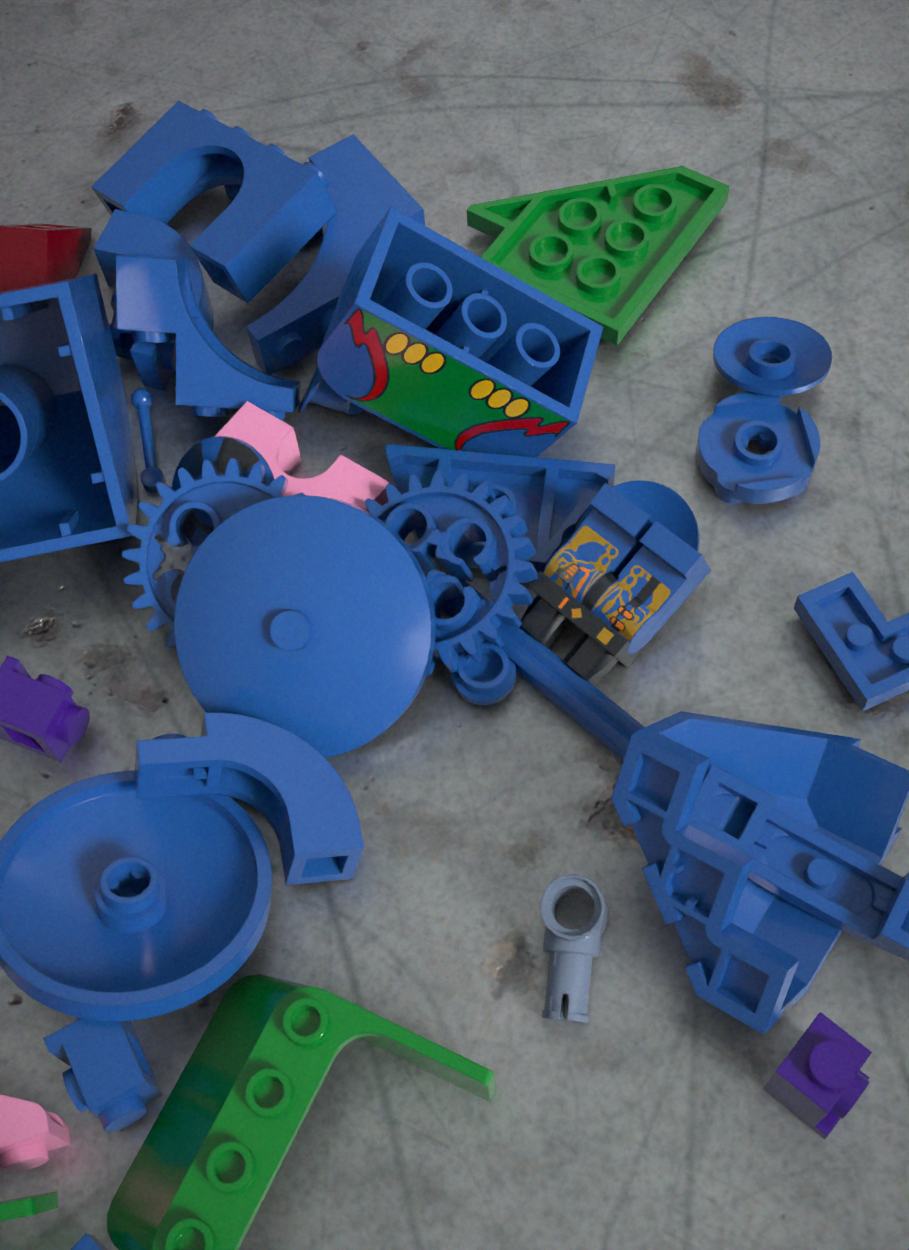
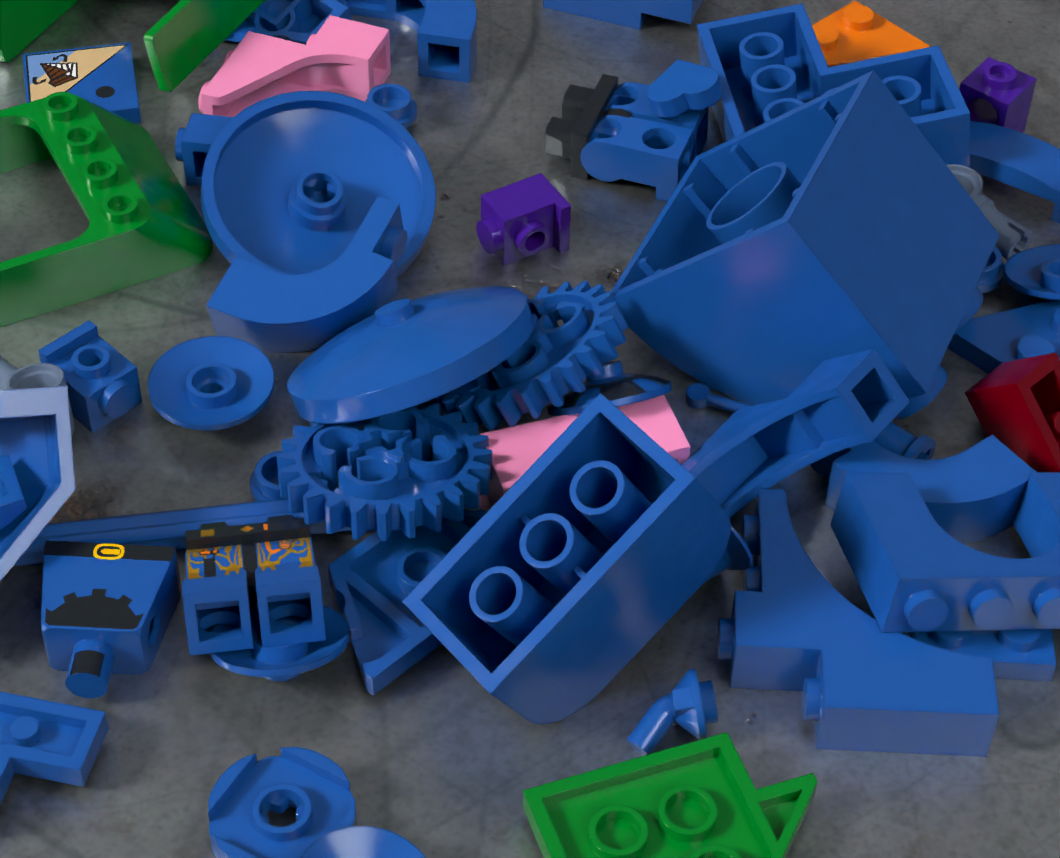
camera: 120 degrees right, 15 degrees down
(425, 771) = (211, 383): none -> blue dish
(500, 927) = (98, 377): none -> blue brick
(718, 666) = (106, 609): none -> blue torso

